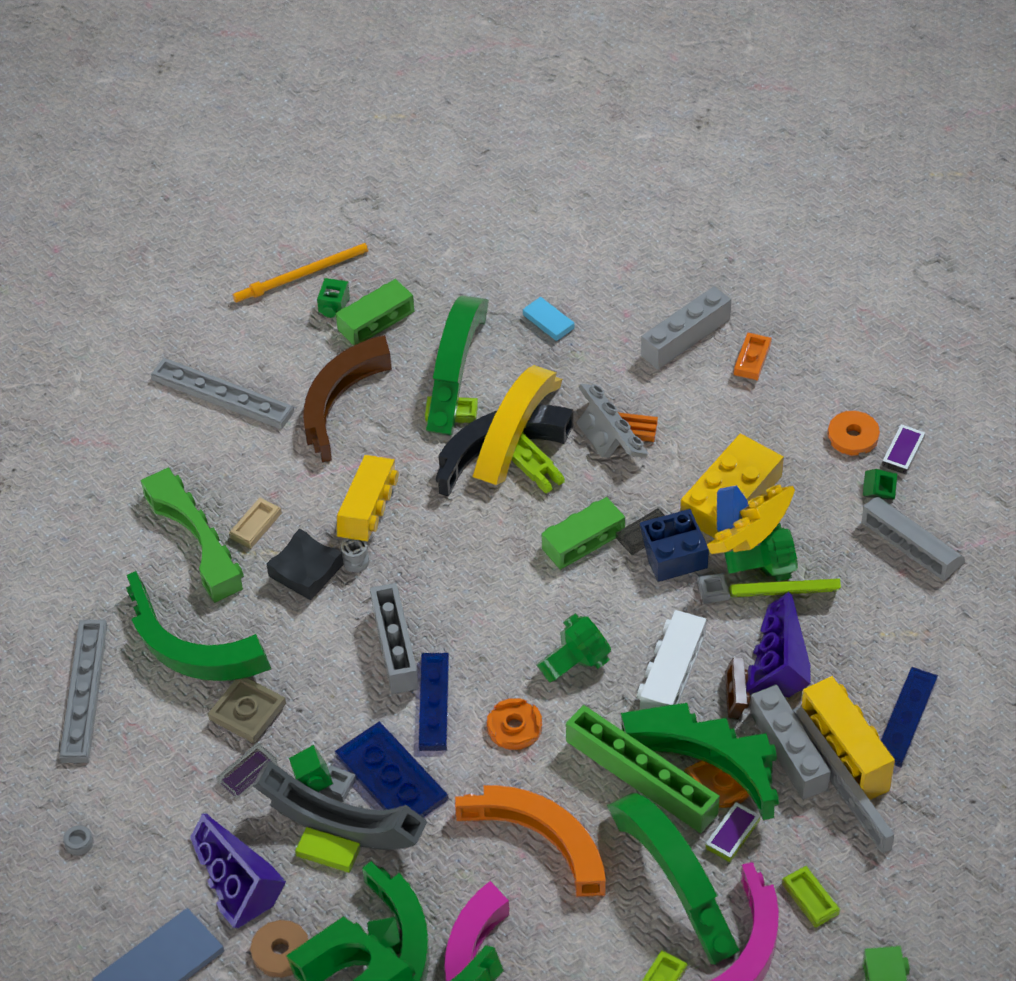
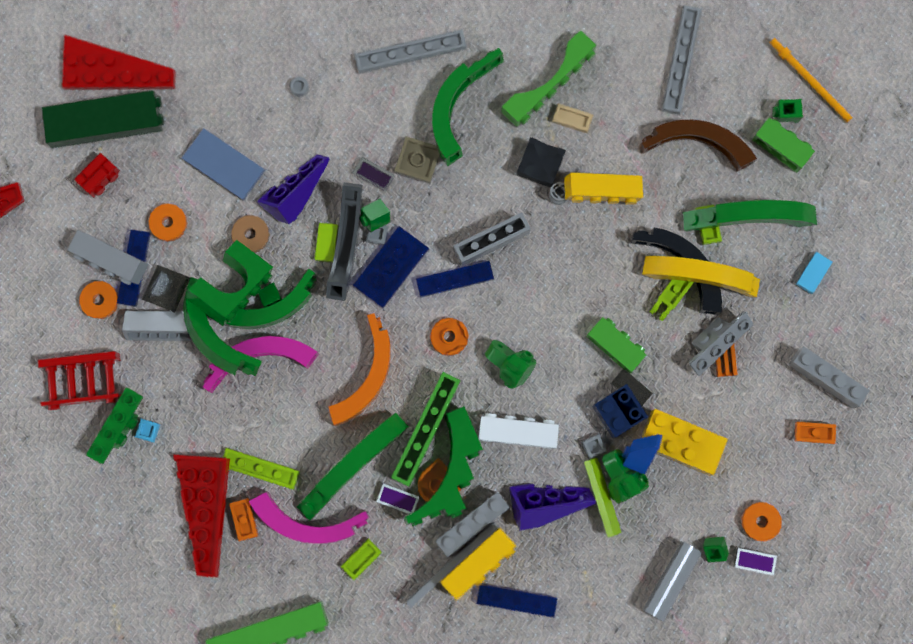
camera: 75 degrees right, 30 degrees up
(736, 680) = (514, 478): reddish brown plate -> none
(756, 522) = (639, 470): yellow slope -> none

